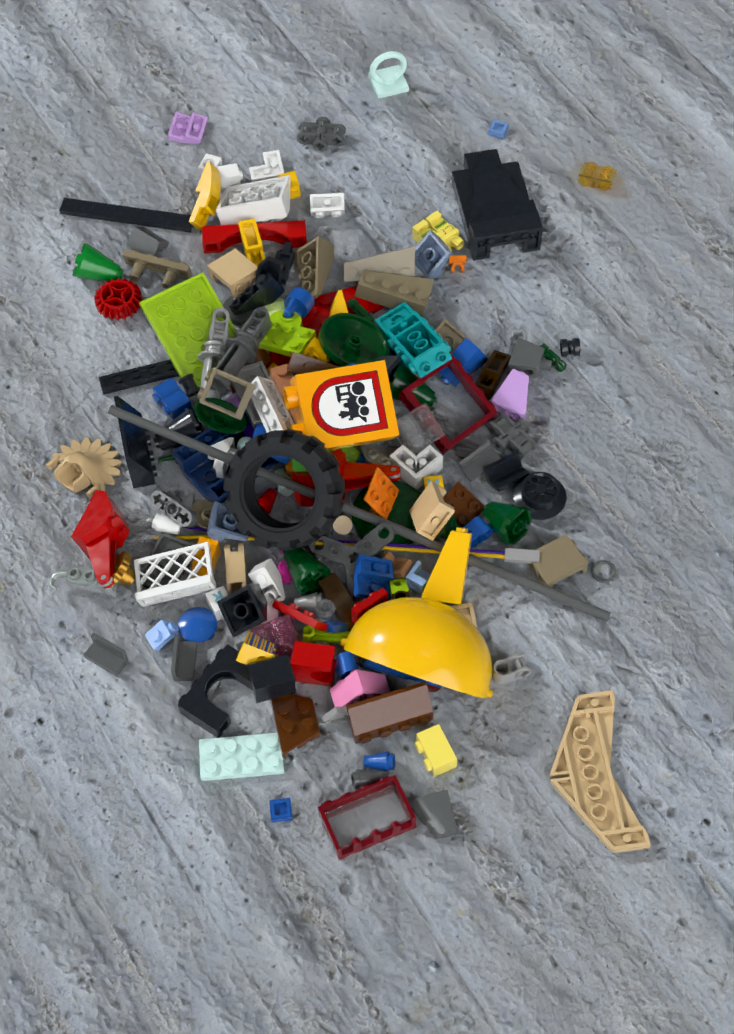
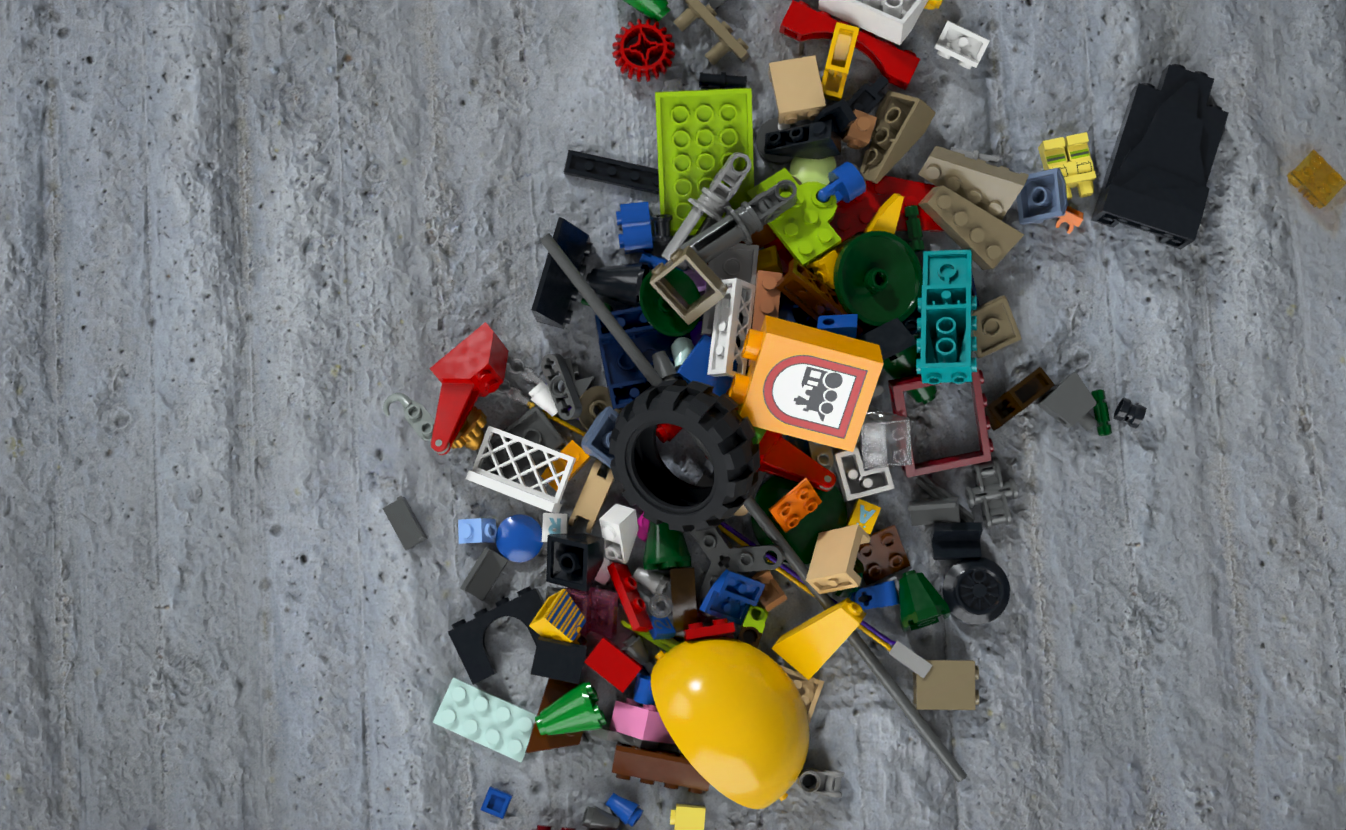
camera: 25 degrees right, 25 degrees up
(85, 465) = (498, 264): tan piece -> none
(220, 466) = (653, 342): white slope -> none
(290, 276) = (860, 132): none -> medium nougat bracket
(302, 704) = (572, 712): none -> green cone
(417, 578) = (785, 618): light blue panel -> none
(470, 358) = (1000, 365): blue slope -> none
(498, 129) = (1238, 38): medium blue tile -> none
(512, 395) = (1024, 444): lavender slope -> none
(603, 562) = (978, 718): dark grey piece -> none

